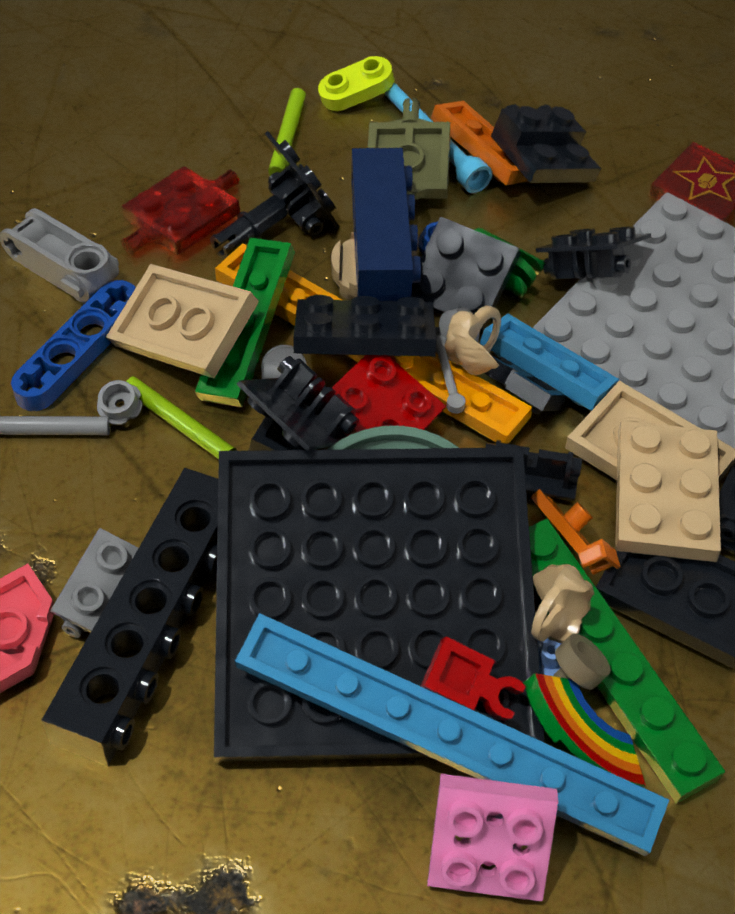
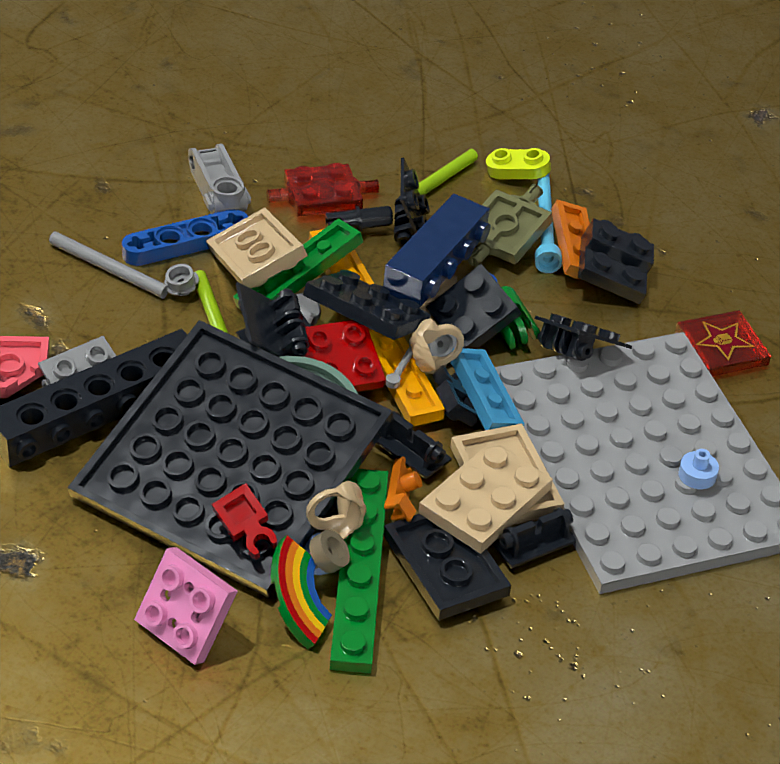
camera: 30 degrees right, 10 degrees down
(450, 732) = (214, 545): dark azure plate -> none

